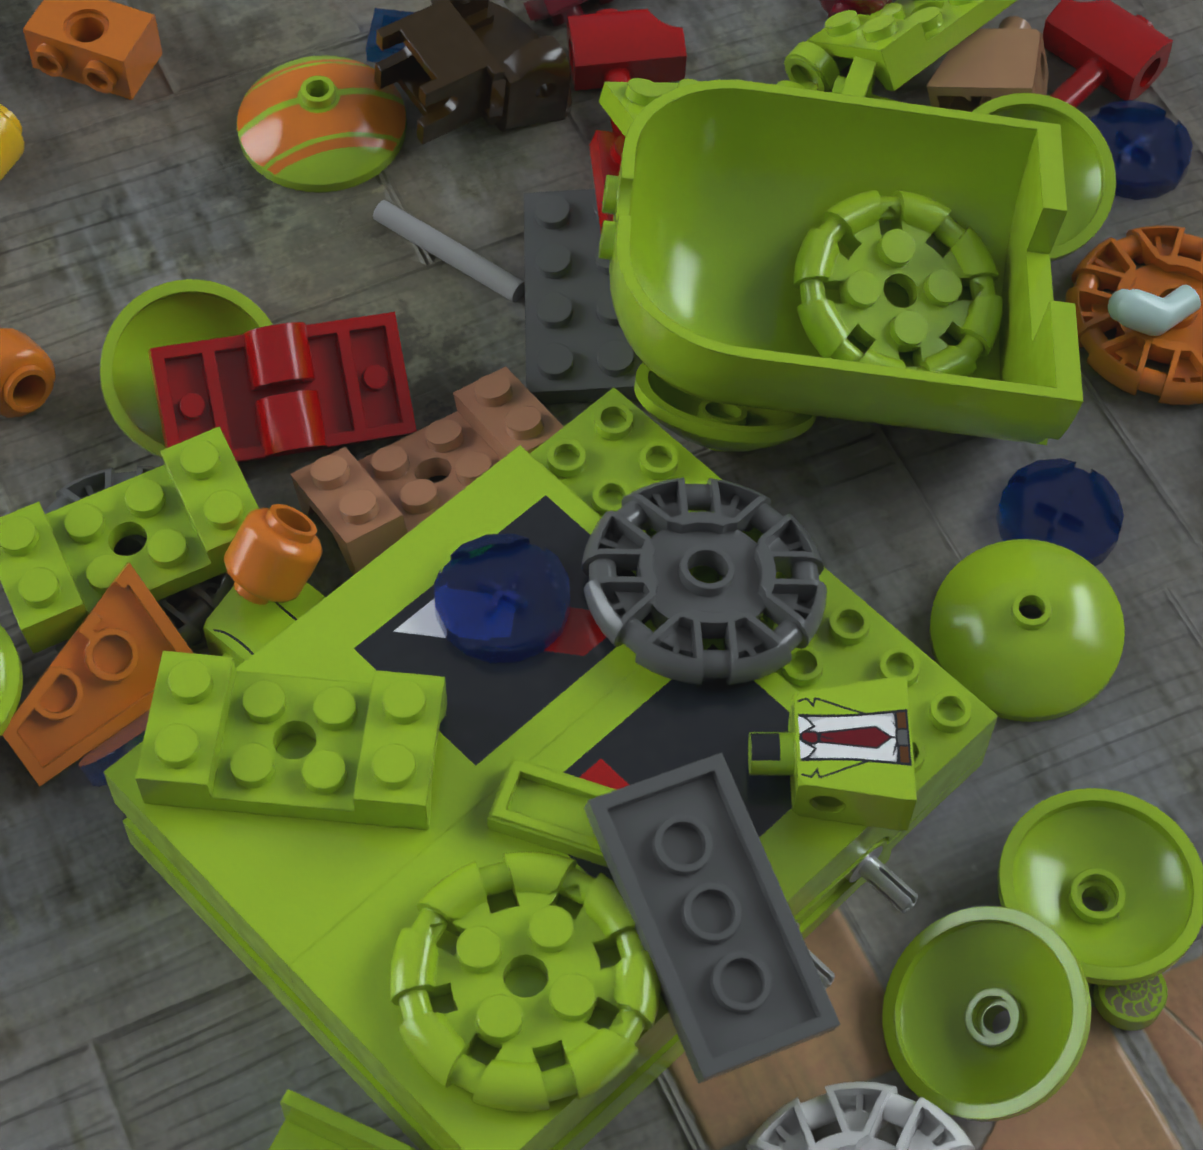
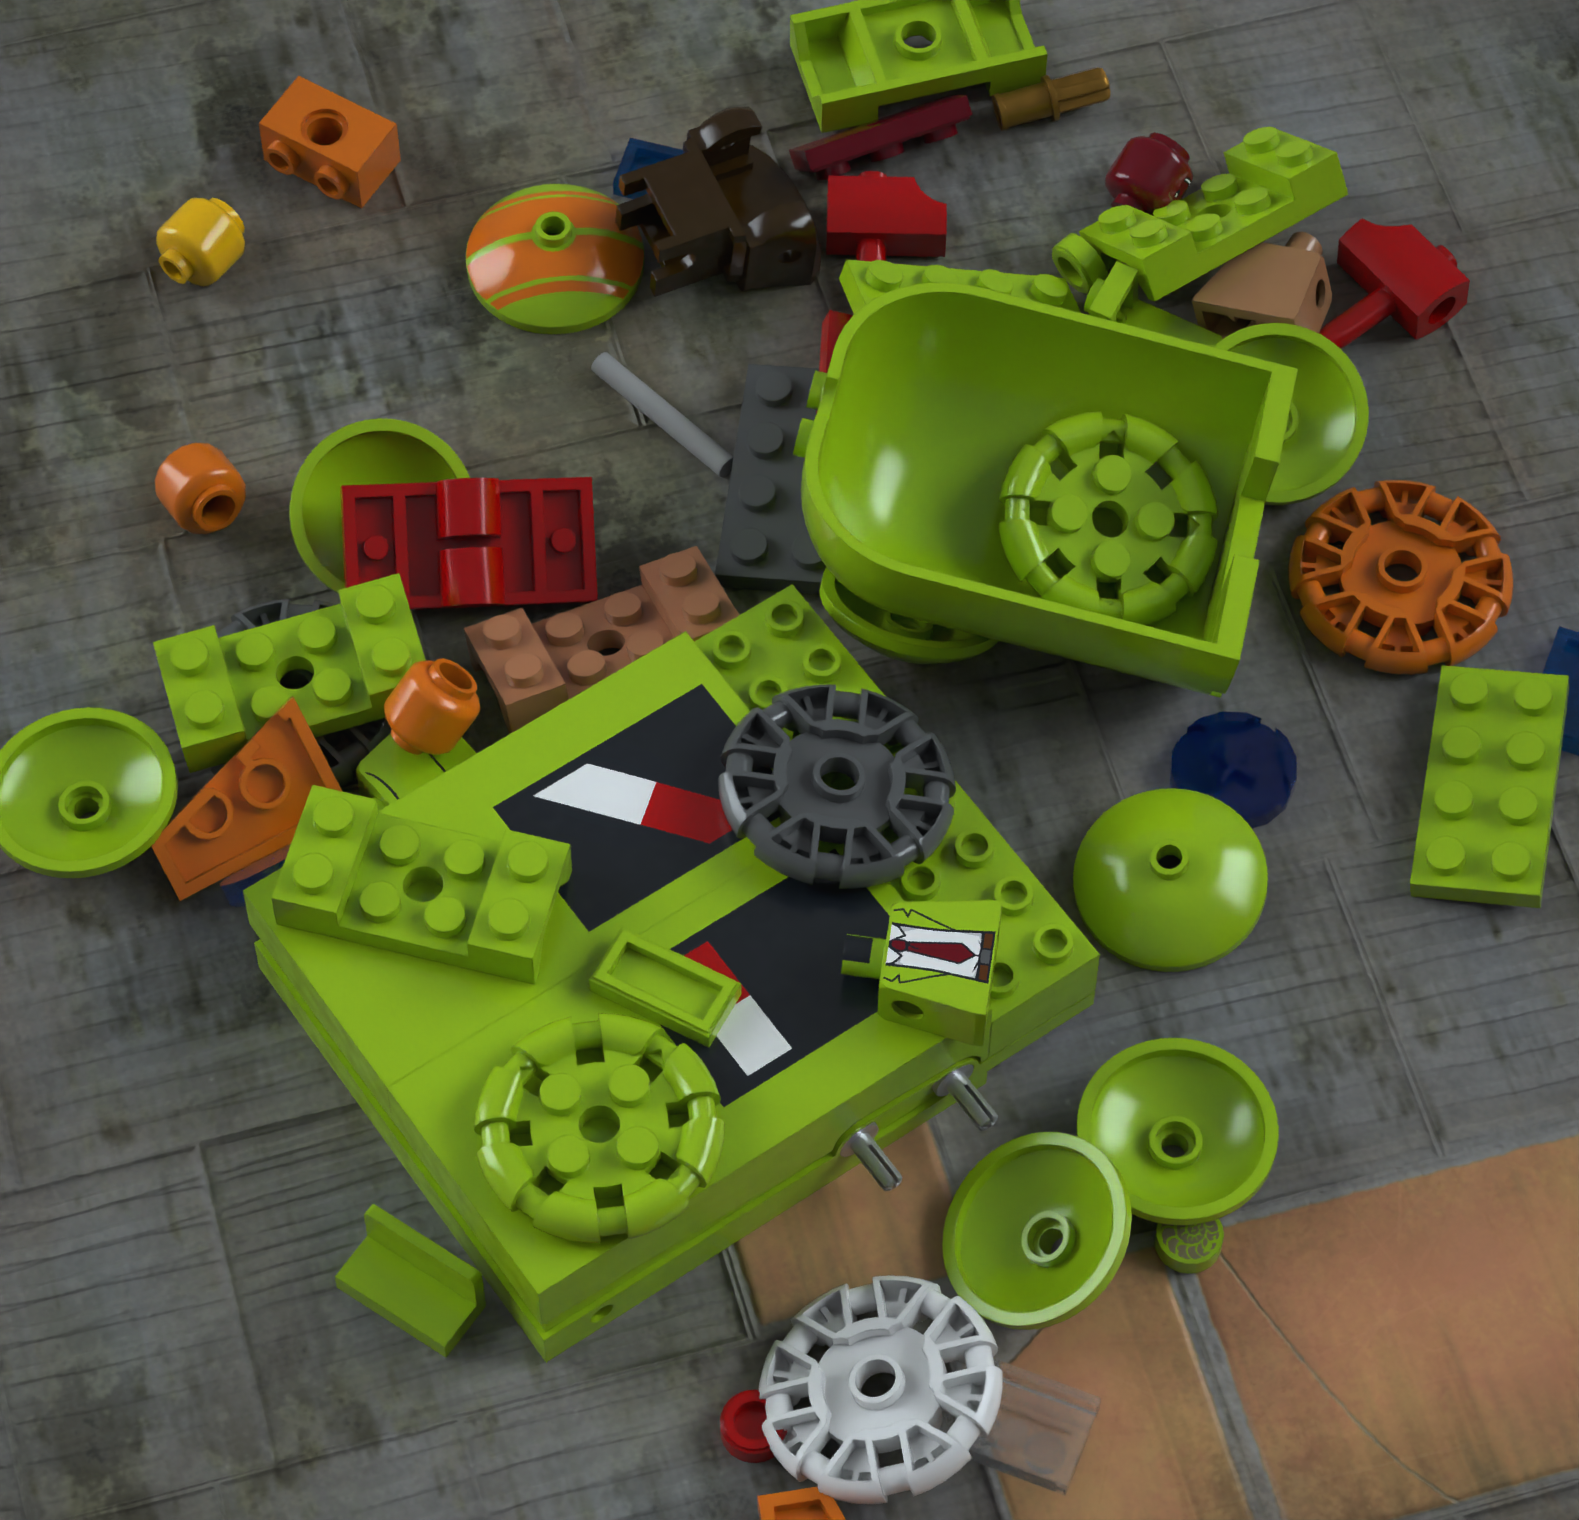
camera: 10 degrees right, 0 degrees up
(502, 598) = (640, 778): clear blue tile -> none
(711, 917) = (777, 1094): dark grey plate -> none
(1146, 148) = (1412, 392): clear blue tile -> none
(1152, 313) = (1369, 574): light aqua arm -> none

